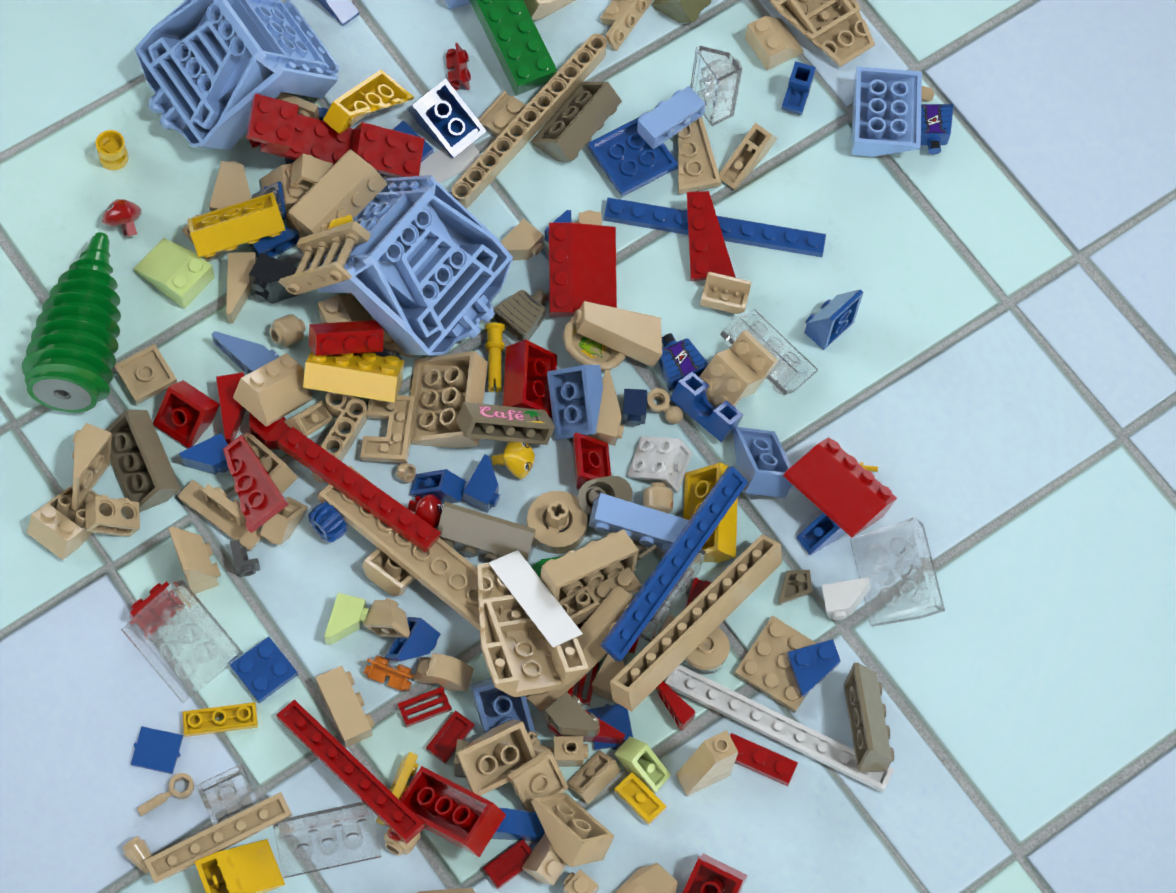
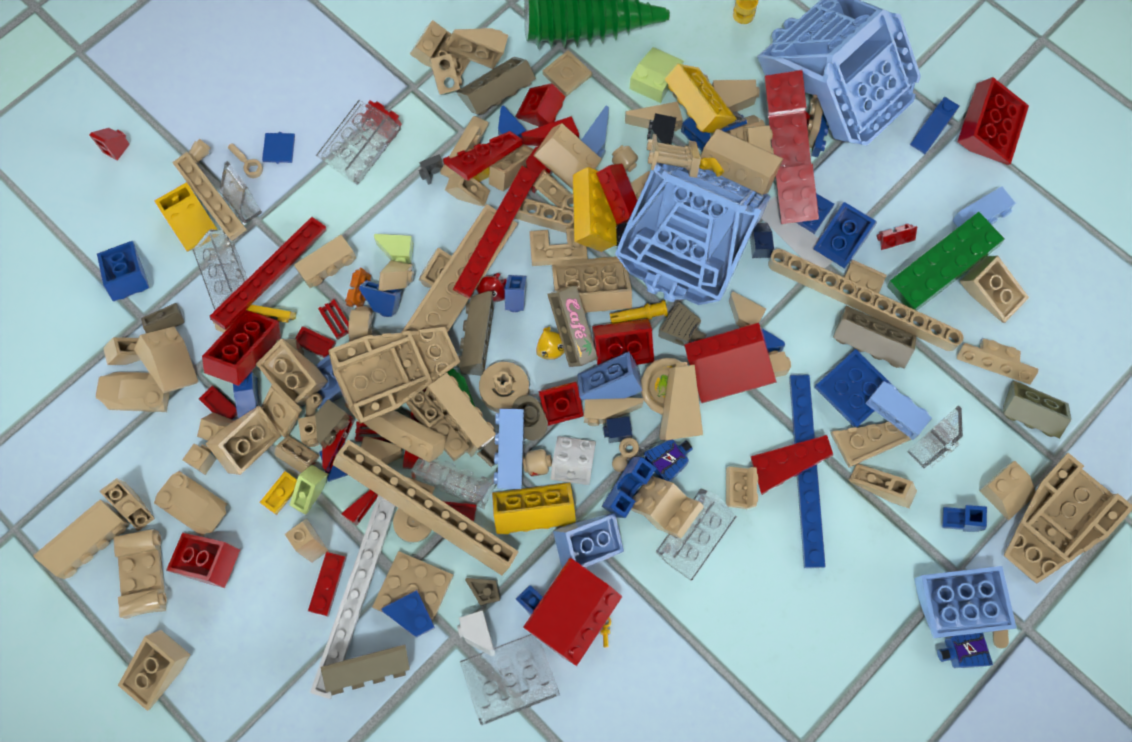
camera: 85 degrees right, 5 degrees up
(122, 213) = (694, 26): red piece -> none
(195, 560) = (417, 130): tan slope -> none
(235, 718) = (308, 190): yellow tile -> none
(264, 669) = (348, 203): blue plate -> none
(327, 522) = (467, 217): blue gear -> none
(364, 99) = (841, 167): yellow wedge -> none
(410, 474) = (521, 267): tan hinge -> none
(482, 487) = (523, 325): blue slope -> none
(535, 598) = (420, 374): white sticker -> none
(673, 564) = (469, 478): blue plate -> none
(833, 318) = (738, 583): blue slope -> none

